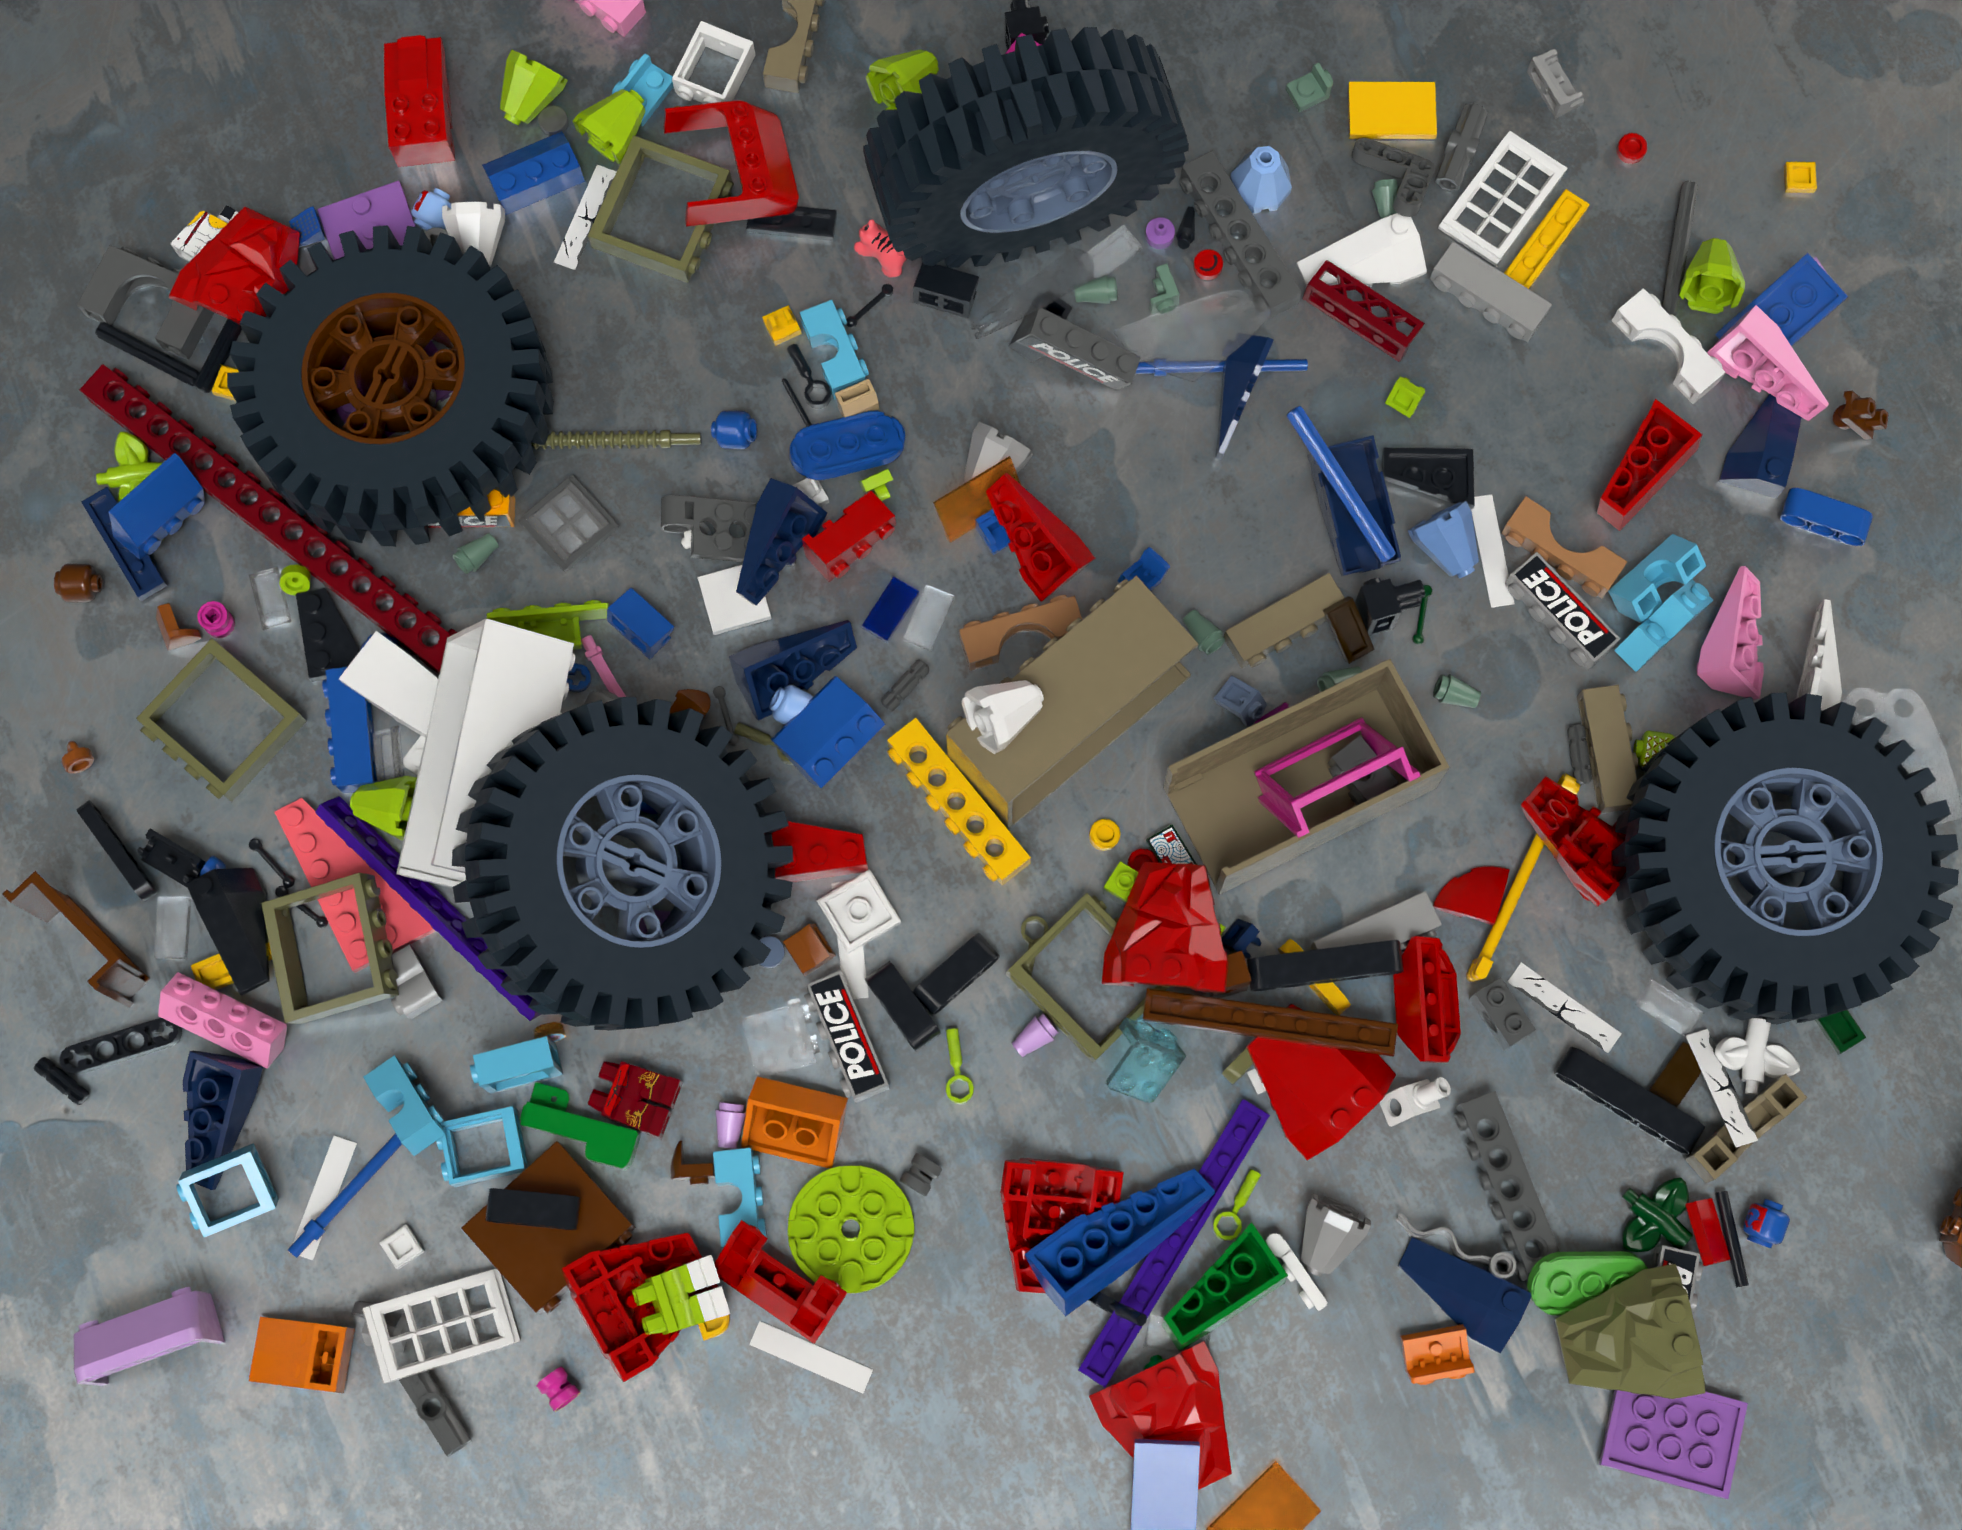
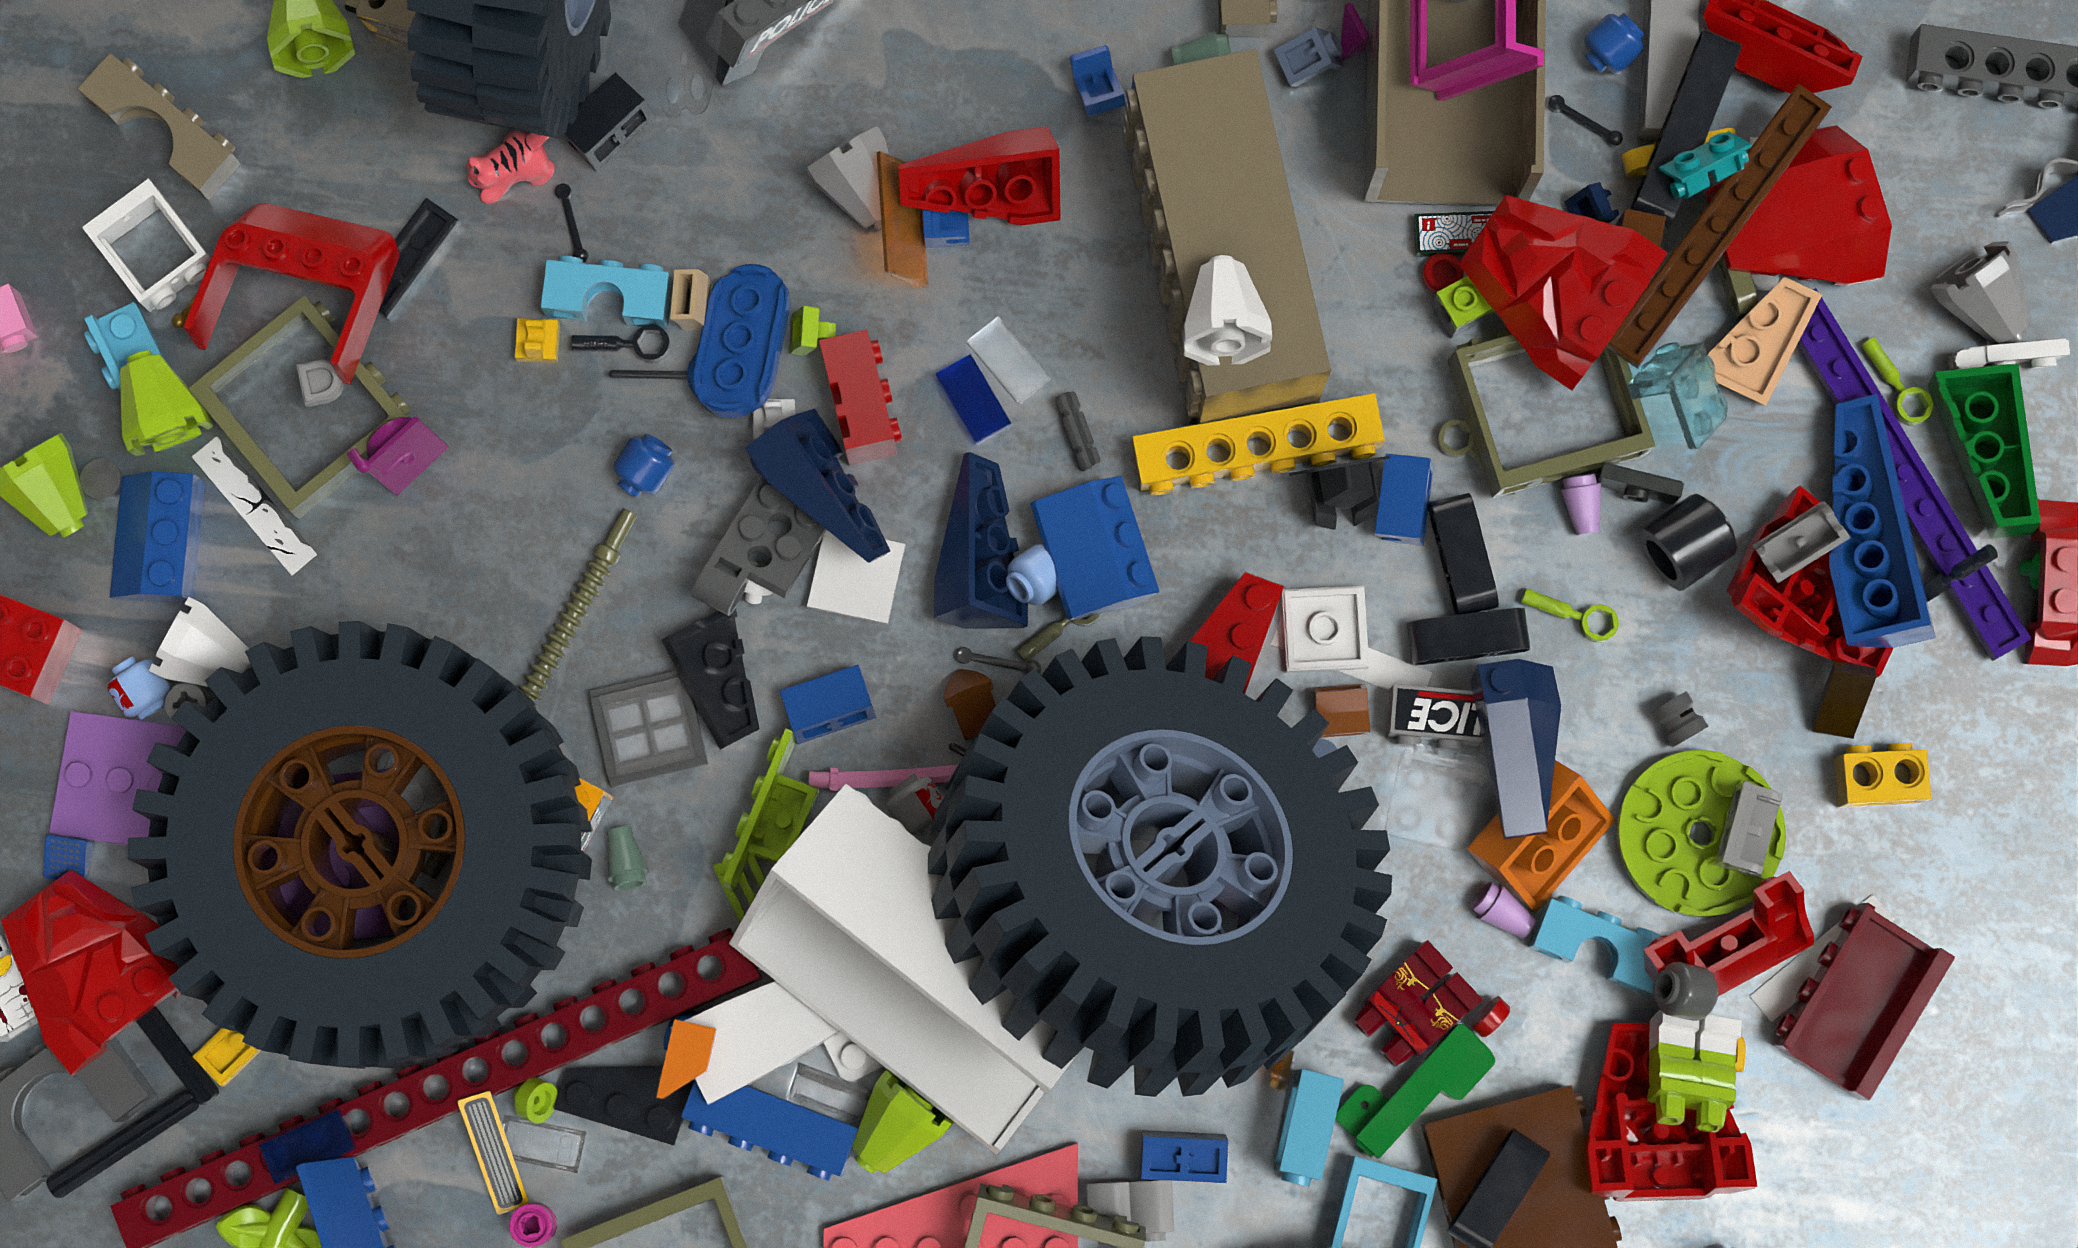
camera: 65 degrees left, 5 degrees up
(198, 458) = (312, 1142): none -> clear blue tile
(249, 571) = (493, 1152): none -> sticker
(361, 648) = (686, 1056): none -> orange tile
(419, 894) = (1030, 1142): dark purple plate -> none
(459, 998) = (1184, 1156): none -> blue hinge
(622, 543) = (714, 673): none -> black wing
(653, 1151) = (1490, 1017): none -> red tile
(660, 279) = (399, 452): none -> magenta hat
(675, 207) = (319, 382): none -> light grey tile
(697, 1173) = (1544, 979): reddish brown plate -> none
(727, 1262) = (1685, 991): none -> dark grey head
(792, 1395) = (1861, 1001): none -> dark red panel
(851, 1064) = (1519, 731): none -> dark blue wedge
(866, 1257) = (1748, 829): none -> light grey hinge
(947, 1336) = (1883, 784): none -> yellow brick
(954, 867) = (1343, 487): none -> black piece
(973, 915) = (1404, 499): none -> blue hinge
(985, 640) = (1100, 211): medium nougat arch -> none
(991, 1276) = (1843, 699): none -> dark brown tile
(1044, 1117) = (1688, 541): none -> black piece
(1066, 1065) = (1639, 485): none -> pearl dark grey plate
(1079, 1187) = (1800, 541): none -> light grey hinge
(1104, 834) = (1383, 298): yellow tile -> none
(1209, 1098) = (1762, 343): none -> light nougat wing
(1303, 880) = (1557, 104): none -> black hinge
(1315, 995) = (1721, 155): none -> teal hinge
(1364, 893) = (1613, 43): none -> blue head
(1415, 1099) = (1882, 115): white bracket -> none

